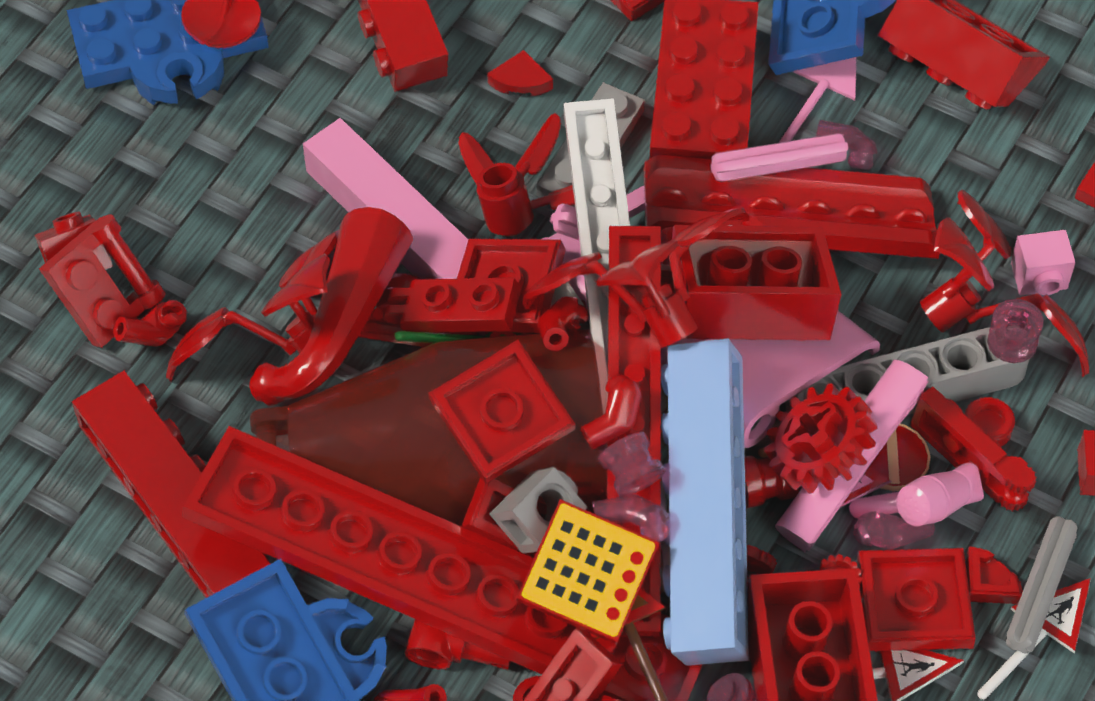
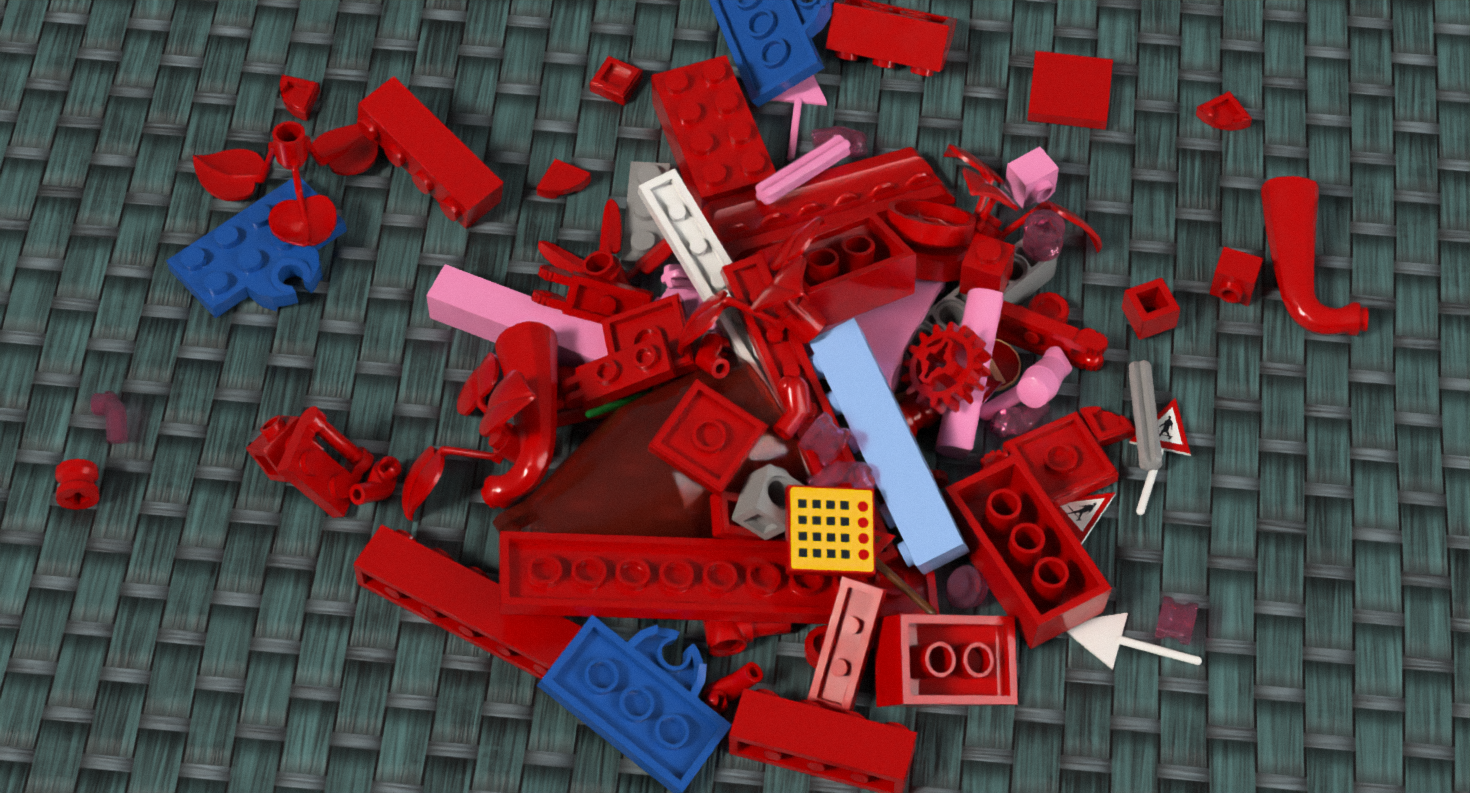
camera: 25 degrees left, 0 degrees up
(469, 207) = (588, 295): none -> red hinge
(883, 286) = (935, 235): none -> red wheel
(928, 341) = (987, 264): none -> red brick

